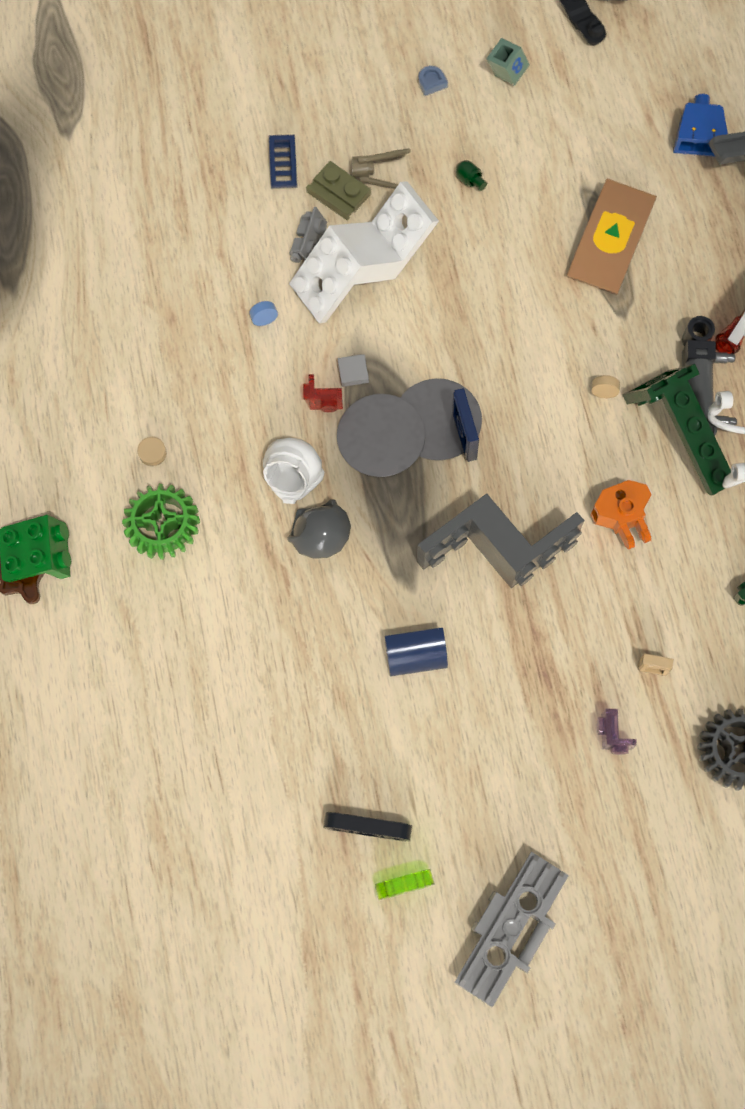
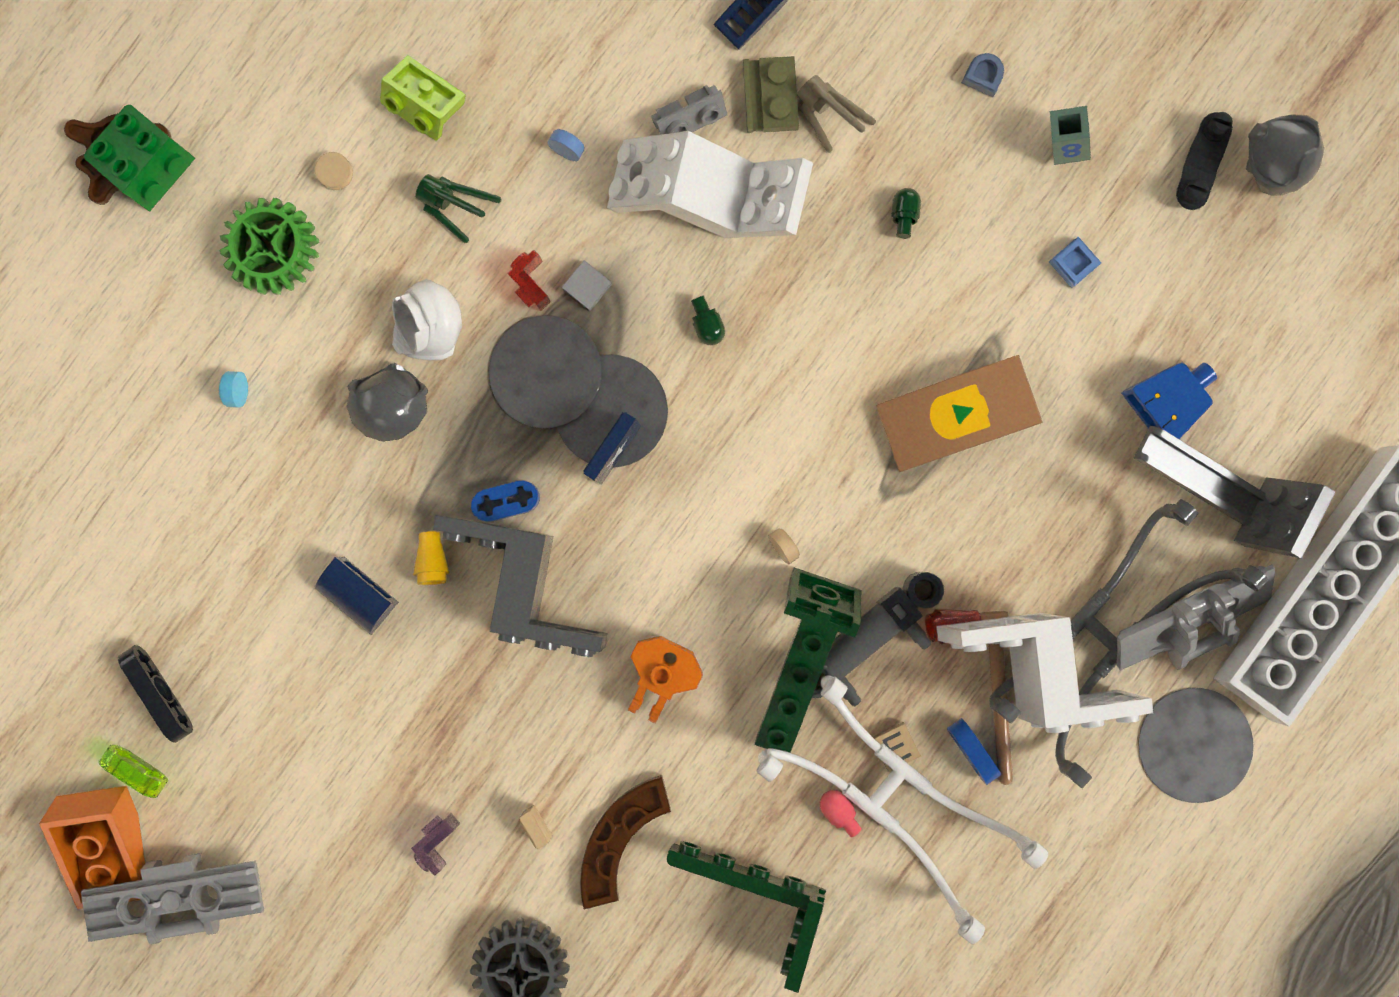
camera: 50 degrees right, 15 degrees up
(159, 368) = (420, 97): none -> lime bracket
(222, 404) = (438, 194): none -> dark green plant
(224, 615) = (233, 389): none -> medium azure tile
(430, 948) = (95, 839): none -> orange slope
(433, 511) = (508, 509): none -> blue beam
(436, 323) = (707, 322): none -> dark green cylinder
(436, 590) = (430, 560): none -> yellow cone
(578, 117) = (1075, 262): none -> medium blue tile
(698, 630) = (611, 836): none -> reddish brown tile

